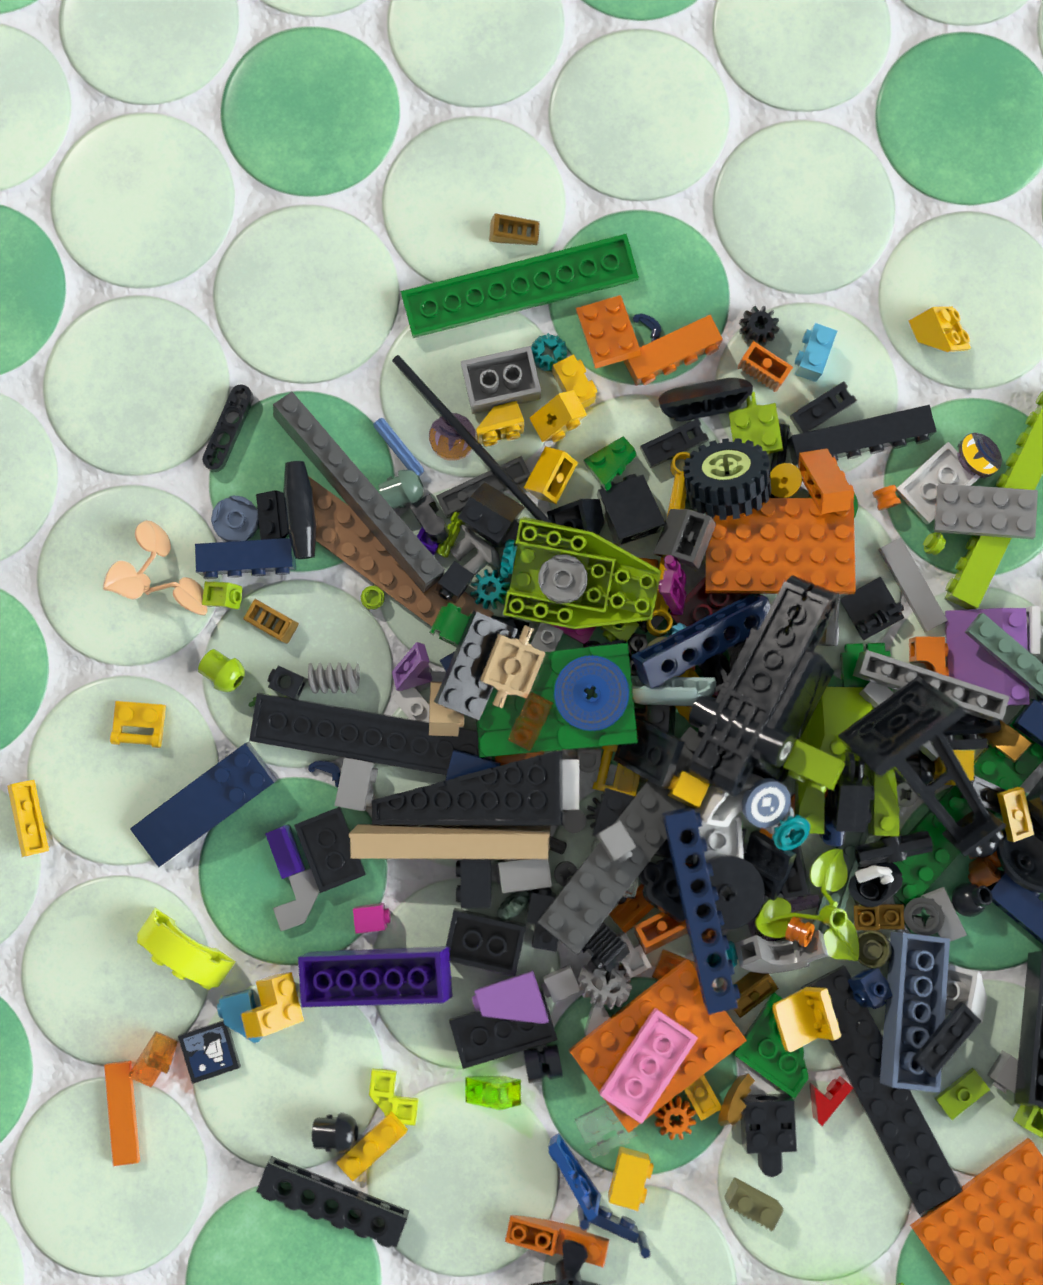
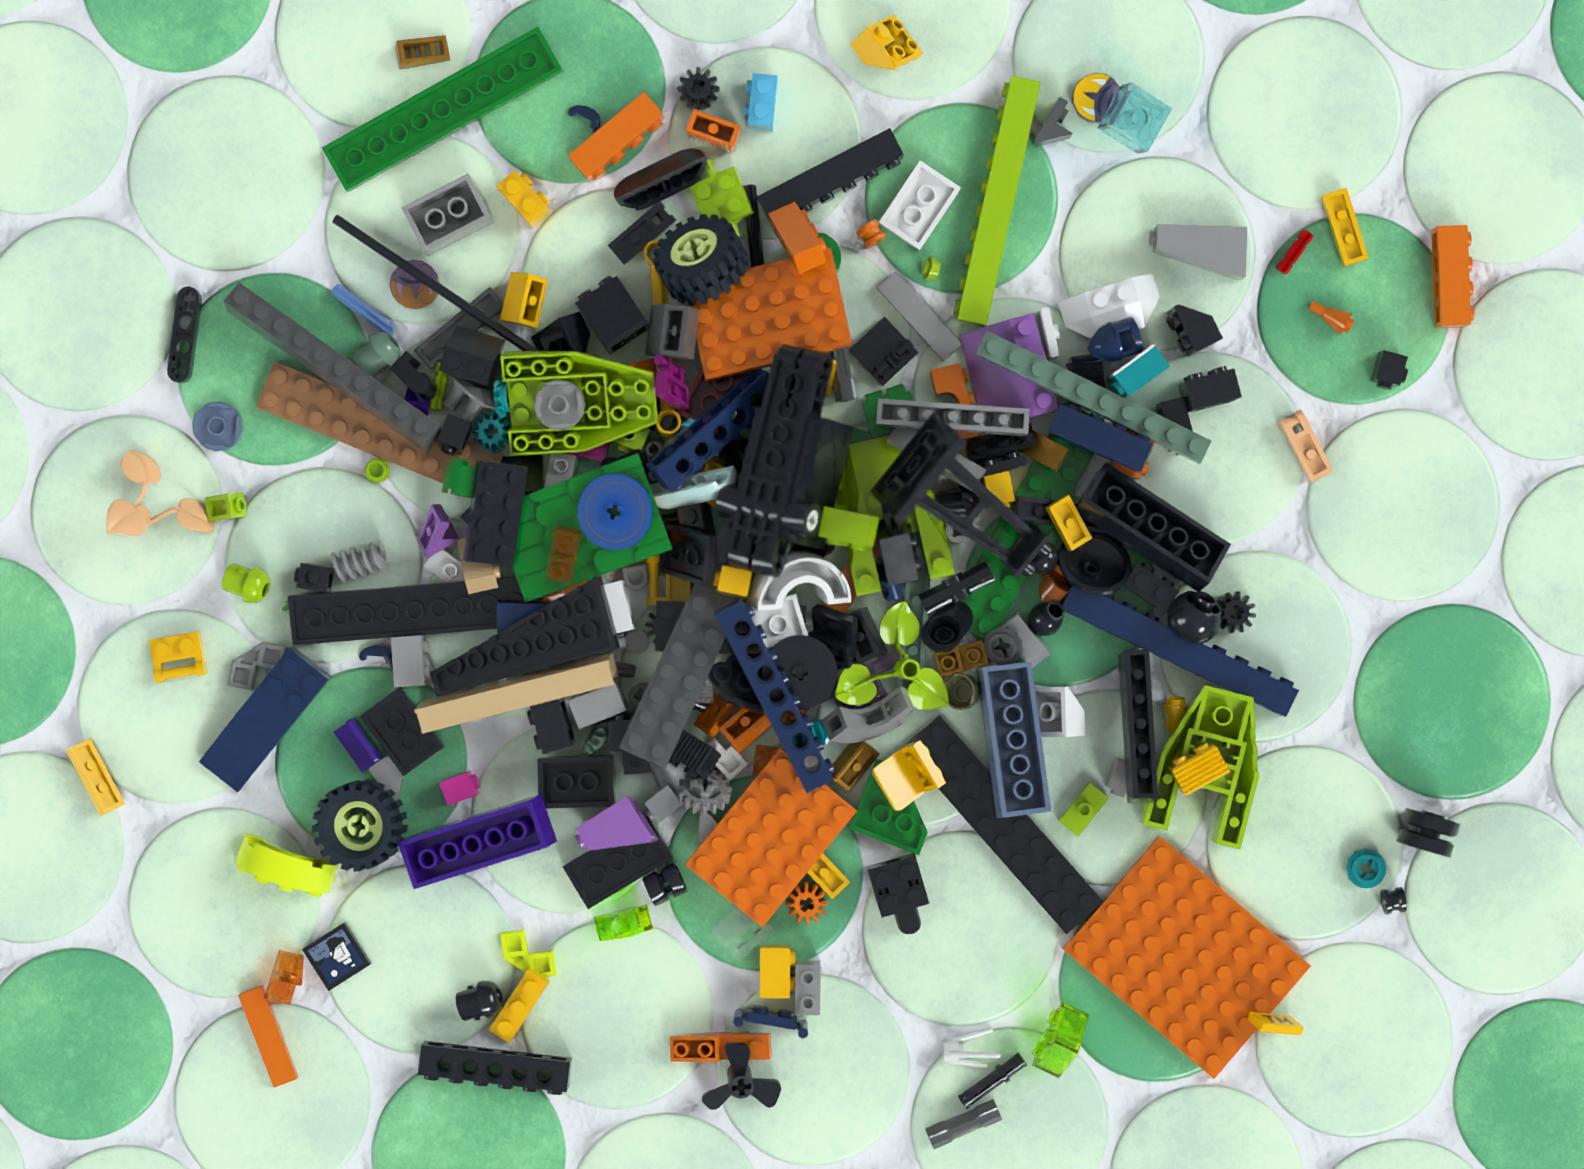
camera: 15 degrees left, 5 degrees up
(198, 750) = (245, 667): none -> light grey tile
(232, 1006) = (358, 912): dark azure slope -> none
(244, 557) = (239, 462): dark blue brick -> none
(245, 928) = (338, 827): none -> black wheel
(278, 1006) = (391, 894): yellow brick -> none
(283, 630) = (297, 523): pearl gold slope -> none
(290, 511) = (270, 405): black plate -> none
(501, 423) = (459, 259): yellow slope -> none
(512, 666) = (531, 505): tan plate -> none
(546, 362) = (478, 170): teal gear -> none
(558, 416) = (515, 238): yellow brick -> none
(576, 1177) = (727, 986): blue wing -> none
(608, 331) = (544, 135): orange plate -> none
(610, 461) = (581, 269): green wing -> none
(616, 842) = (675, 651): light grey brick -> none
(648, 1065) = (763, 857): bright pink plate -> none
(656, 1209) = (807, 987): none -> light grey brick
(733, 1105) = (859, 873): pearl gold slope -> none
(753, 1204) = (902, 964): olive brick -> none
(766, 803) = (812, 575): sand blue tile -> none
(785, 480) = (761, 244): yellow piece -> none
(798, 834) = (855, 598): teal gear -> none
(799, 931) = (881, 692): orange wheel -> none
(822, 408) = (785, 158): black plate -> none
(825, 1105) = (949, 853): red slope -> none
(870, 988) = (966, 730): dark blue brick -> none
(874, 872) = (942, 615): white arm -> none
(946, 1039) = (1045, 759): black plate -> none
(979, 455) = (954, 166): tile -> none
(986, 511) = (971, 224): light grey plate -> none

